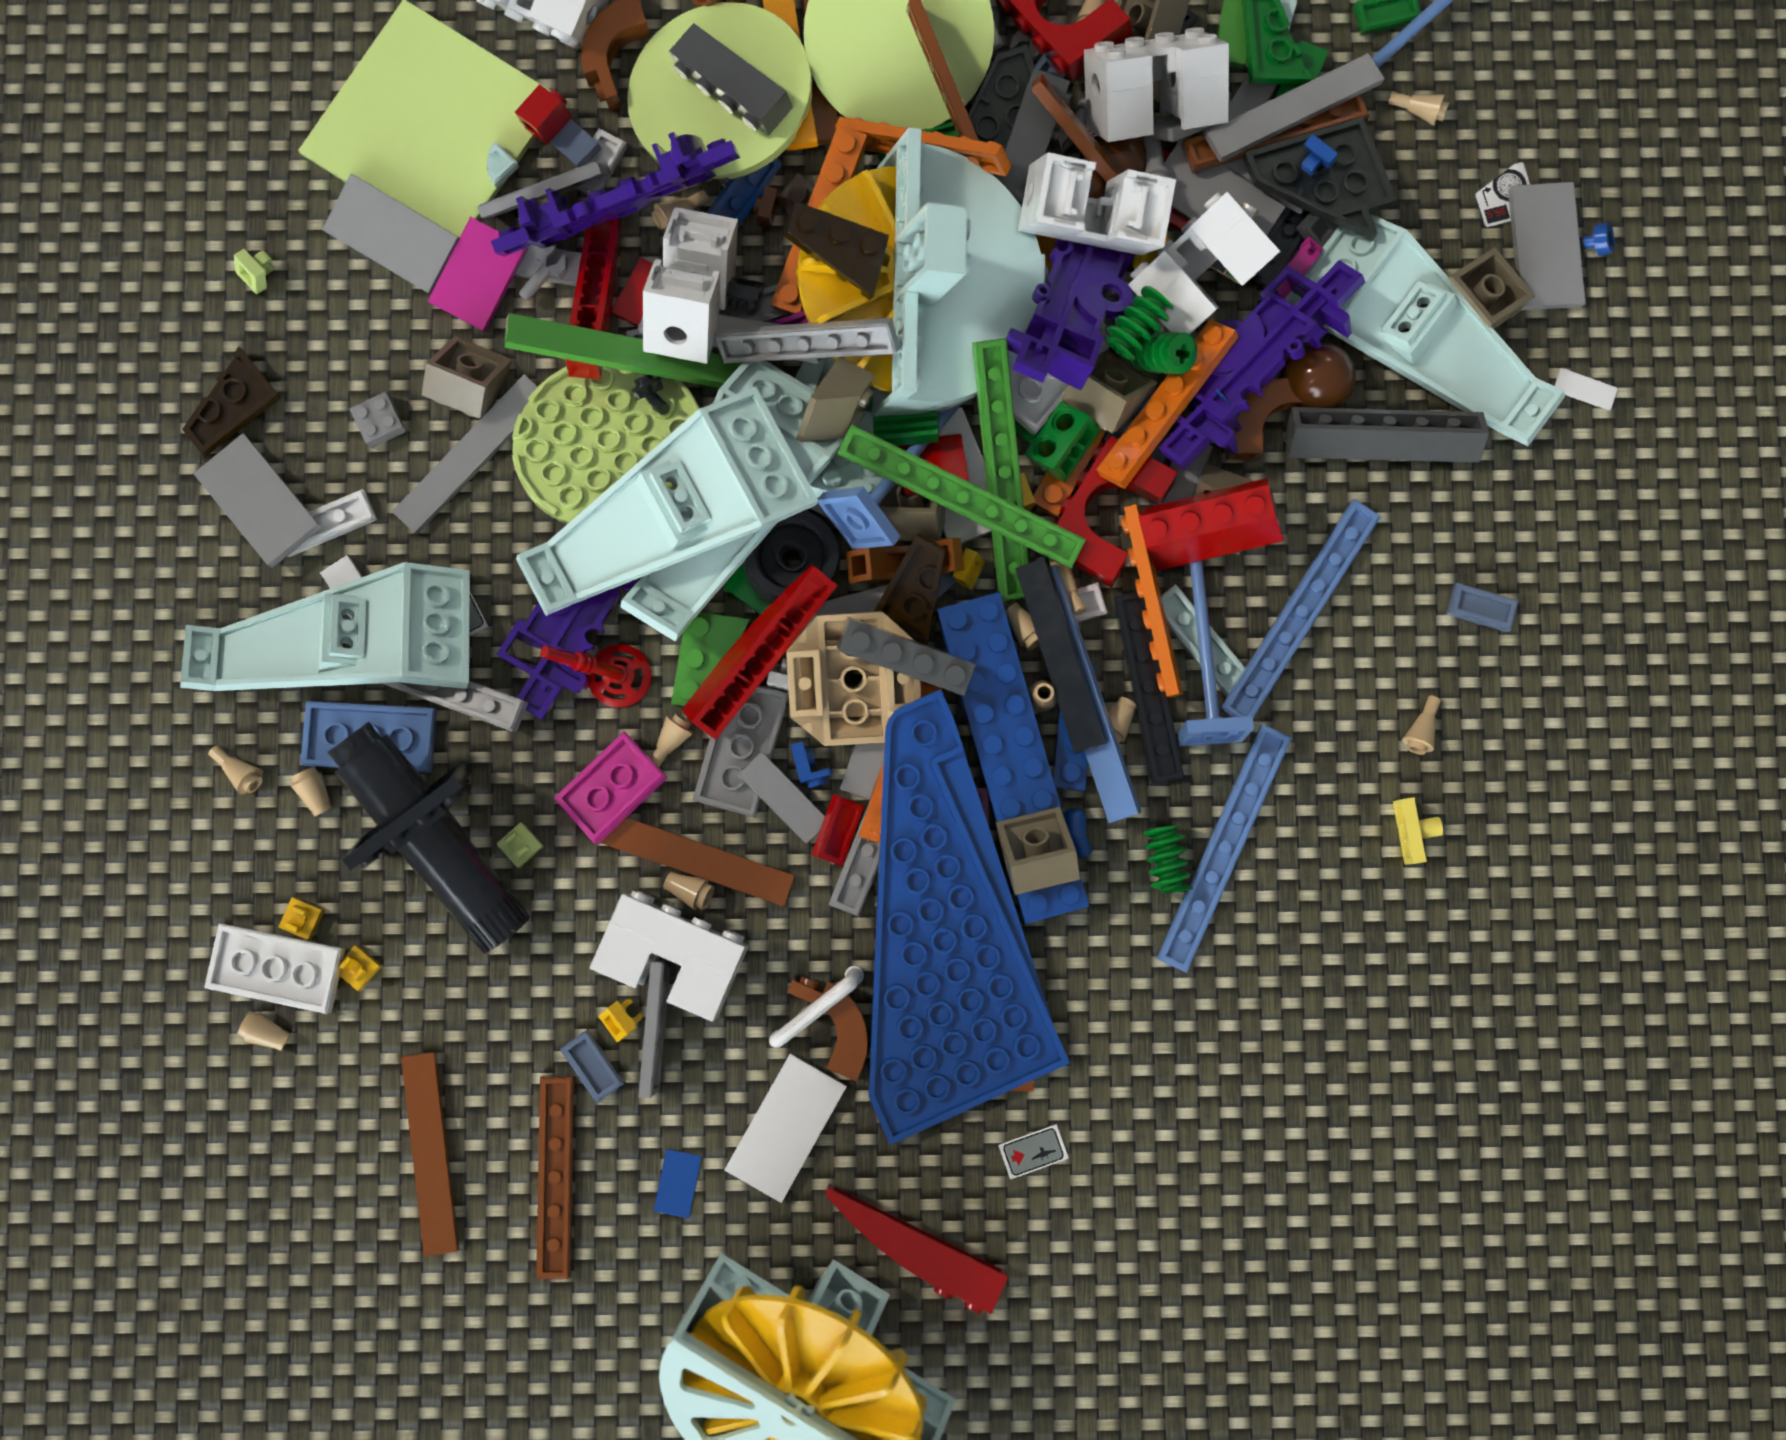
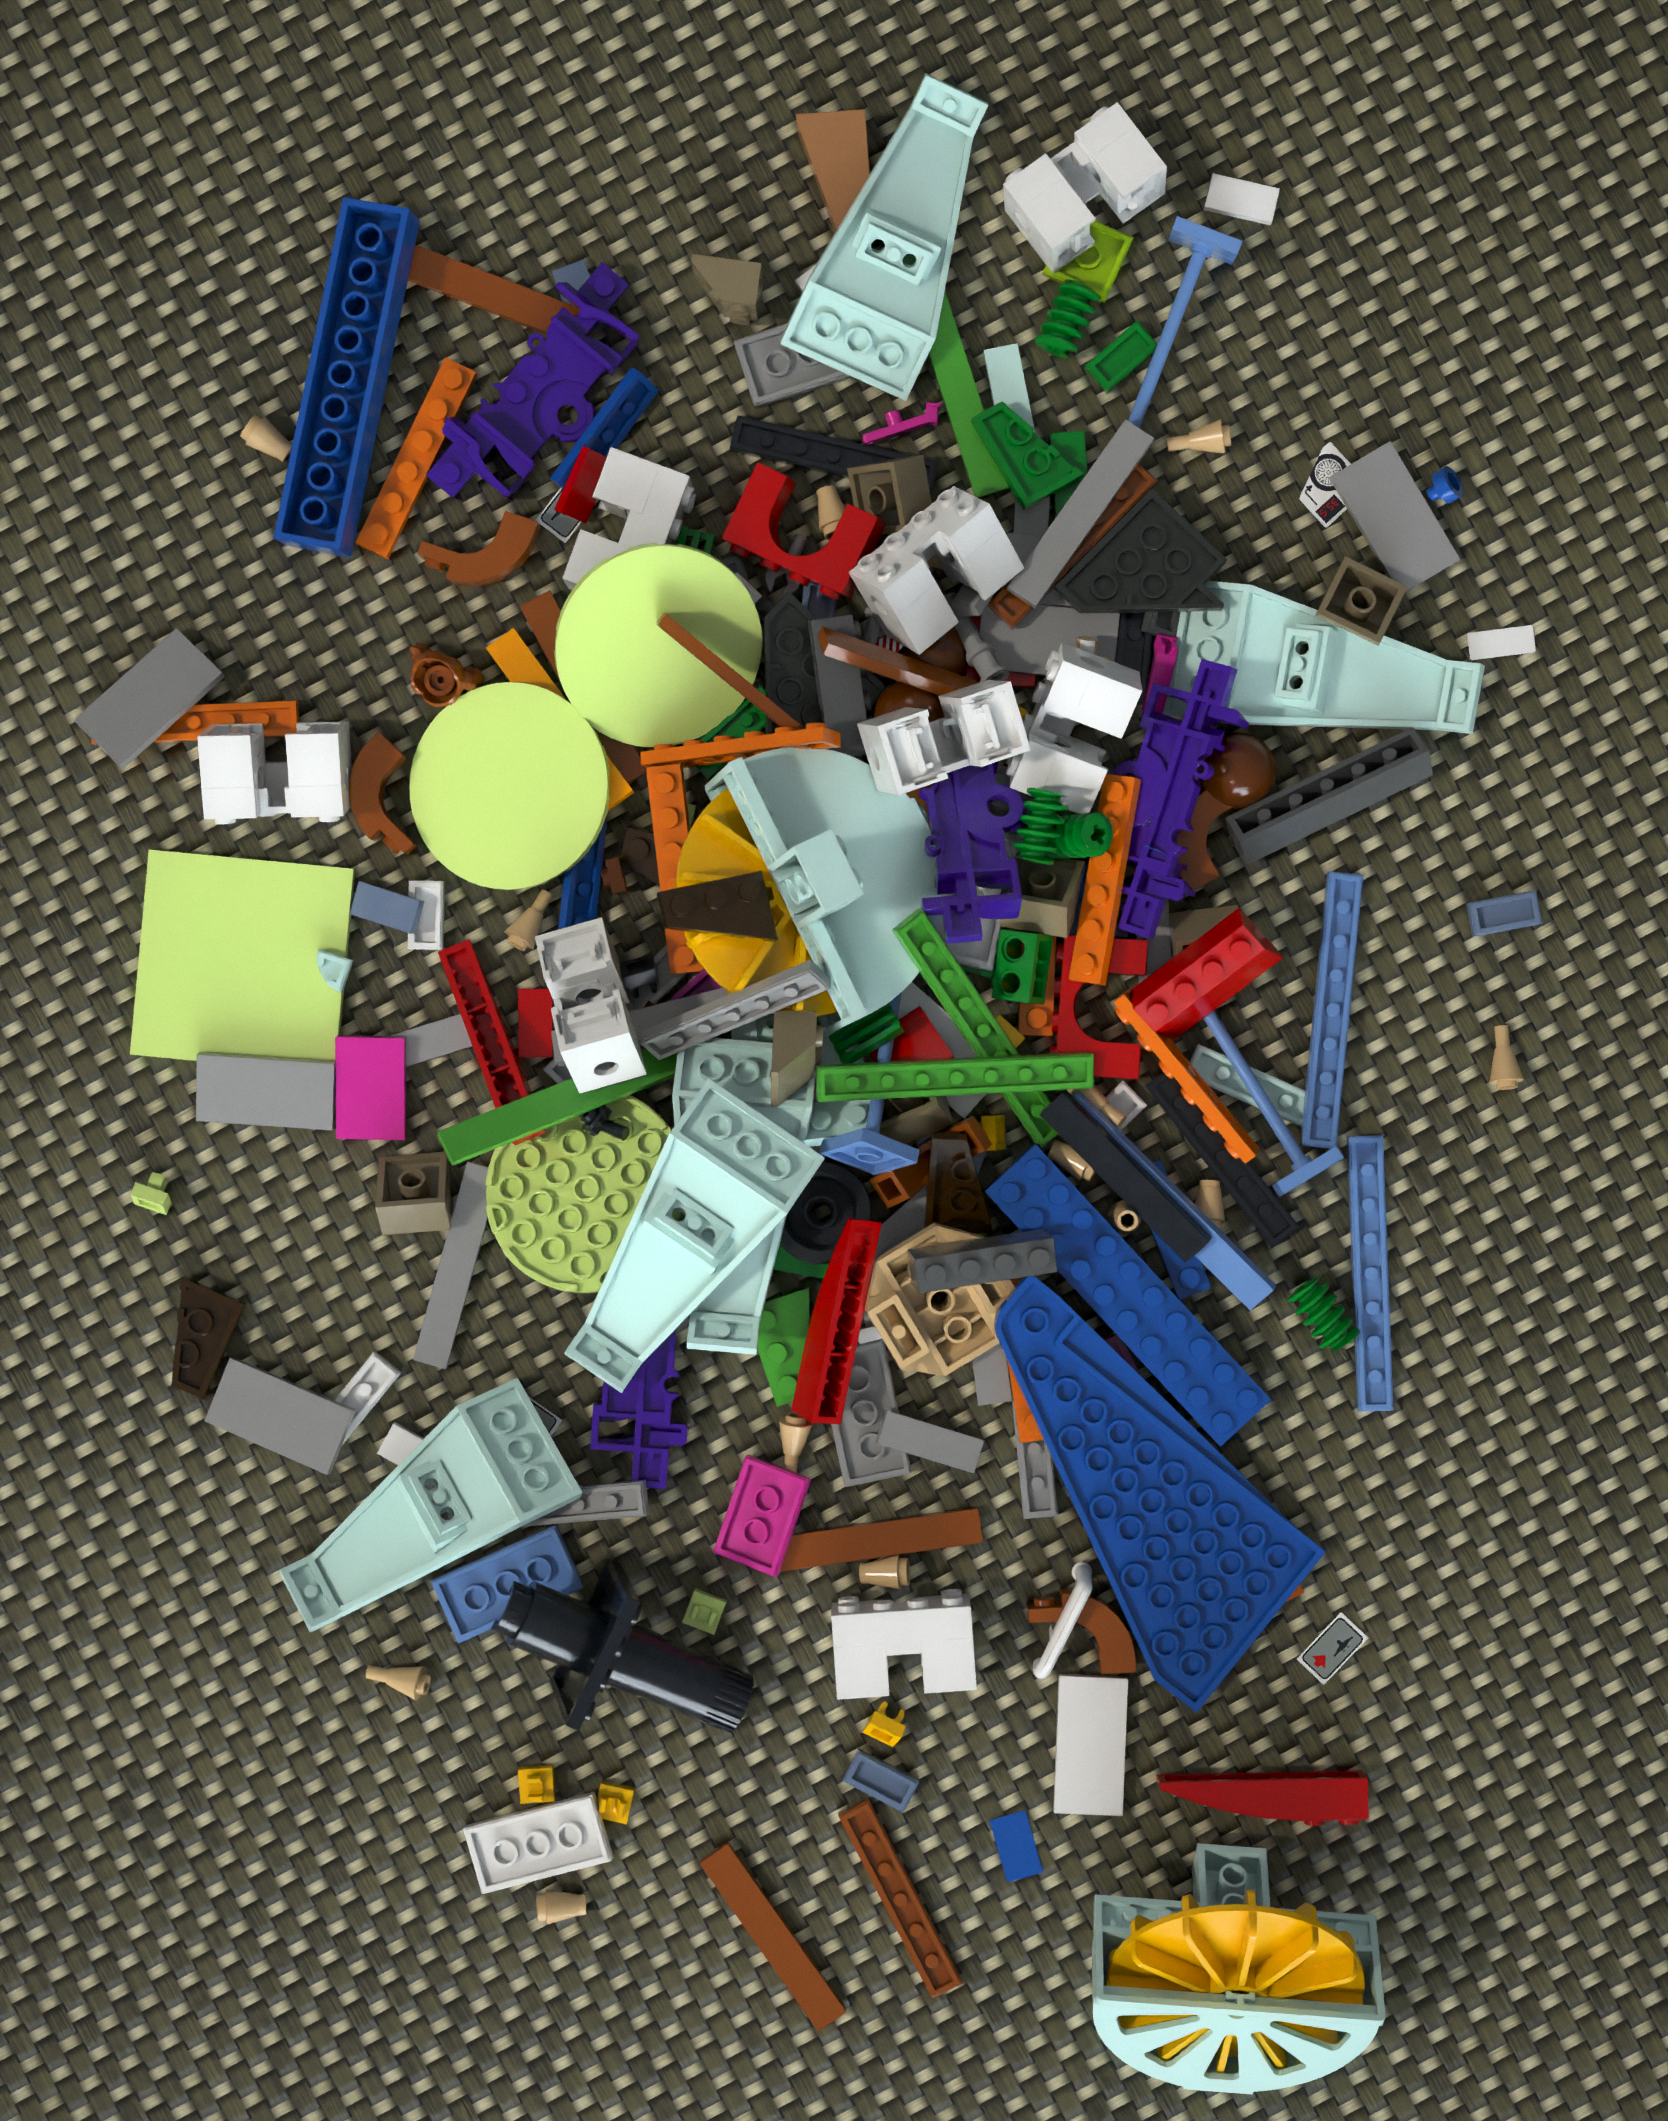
camera: 25 degrees left, 5 degrees up
(312, 790) = (482, 1661): tan cone -> none
(378, 420) = (351, 1278): light grey piece -> none
(543, 113) = (352, 899): red brick -> none
(544, 271) = (434, 1054): light grey bar -> none
(558, 183) = (395, 976): light grey tile -> none
(609, 670) = (704, 1407): red dish -> none
(654, 1028) = (924, 1721): light grey tile -> none
(680, 169) = (516, 897): dark purple piece -> none
(730, 79) = (518, 776): dark grey brick -> none
(804, 761) = (931, 1397): blue bracket -> none
(837, 830) = (996, 1445): red tile -> none
(1038, 850) = (1197, 1376): dark tan slope -> none
(1077, 823) = (1222, 1330): blue arm -> none
(1318, 154) = (1129, 557): blue tile -> none
(1413, 830) = (1543, 1165): light yellow tile -> none

